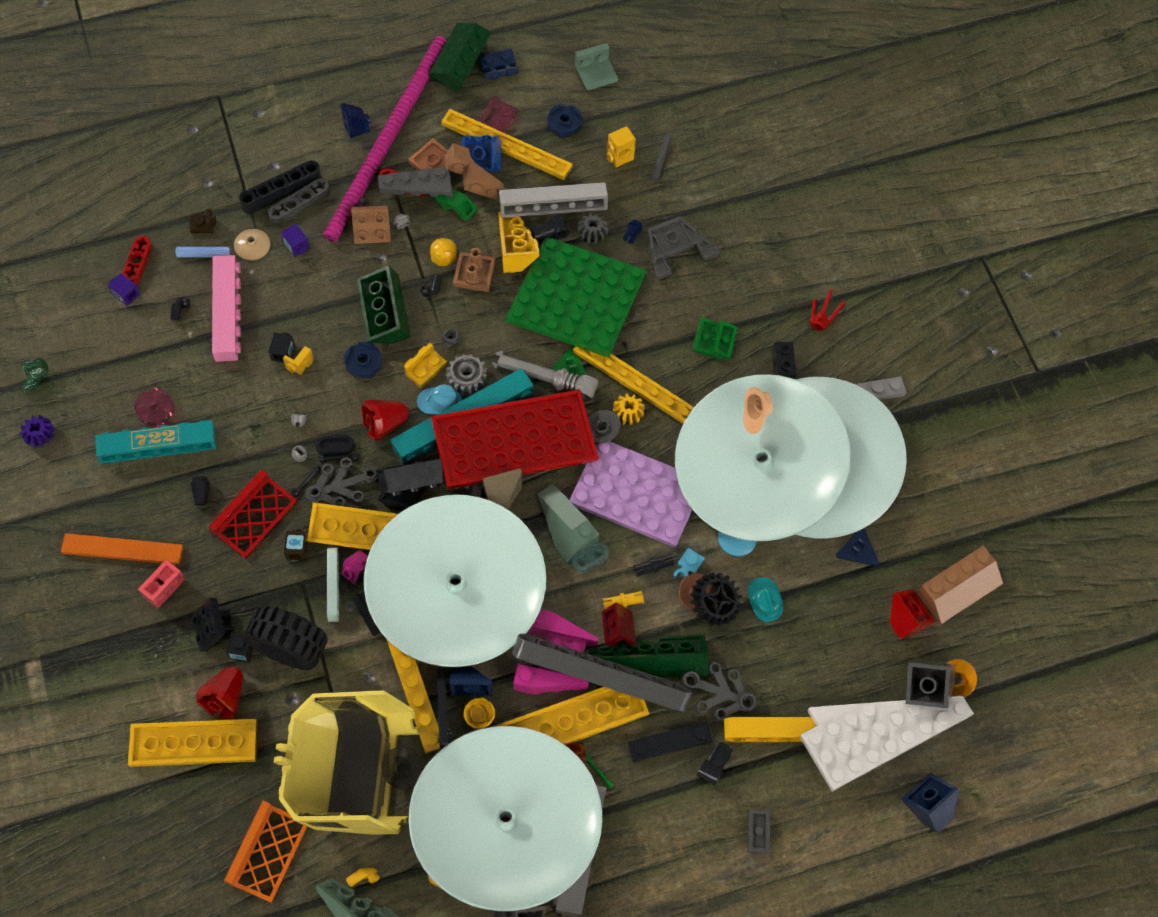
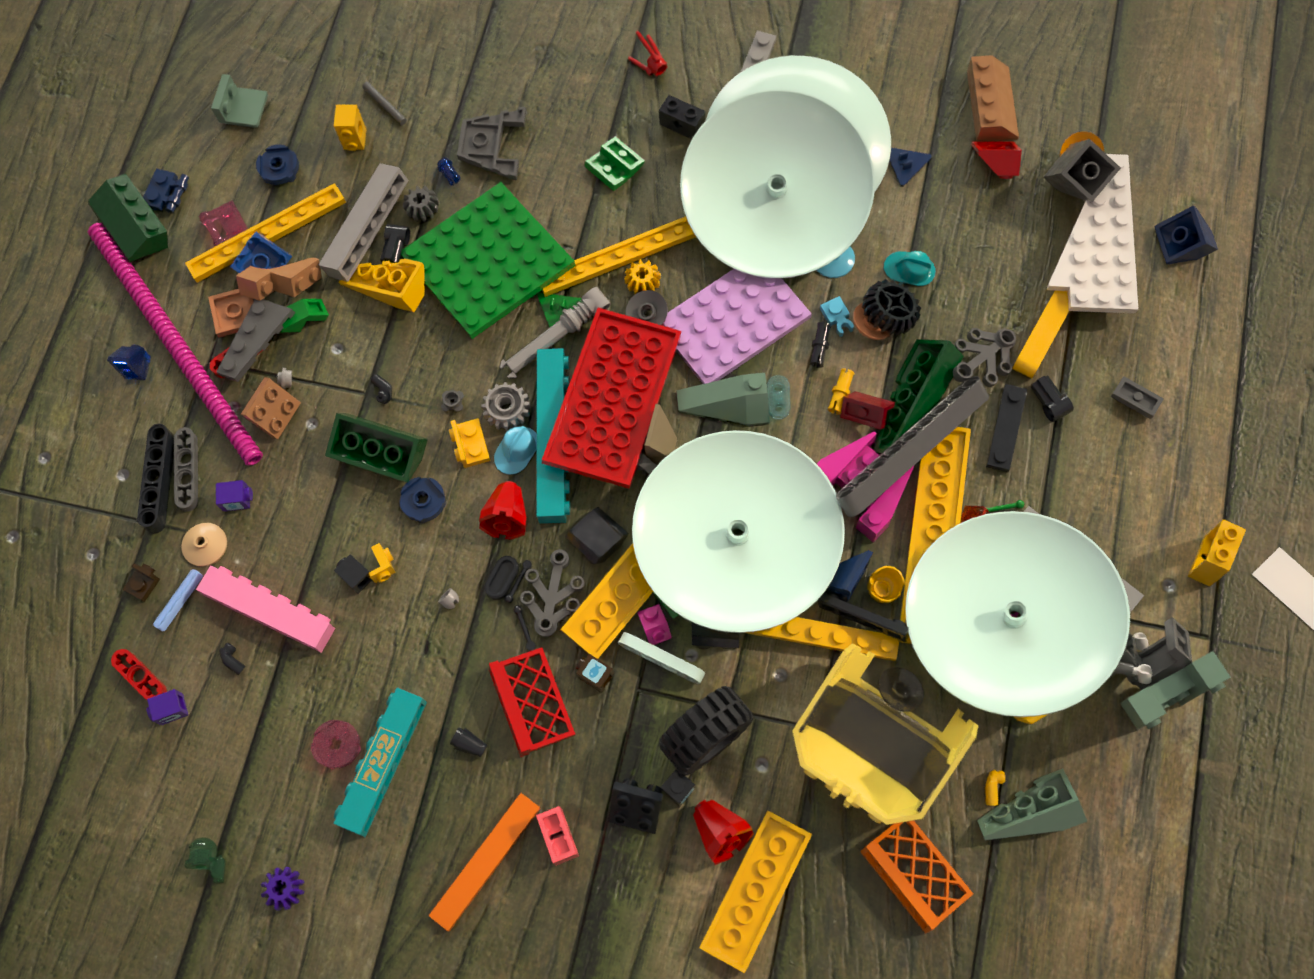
camera: 50 degrees left, 5 degrees up
(296, 456) = (489, 622): light grey hinge -> none
(411, 476) = (590, 516): black slope -> none
(443, 252) = (349, 357): yellow hair -> none
(474, 271) = (392, 339): medium nougat plate -> none
(757, 407) = (733, 157): light nougat piece -> none

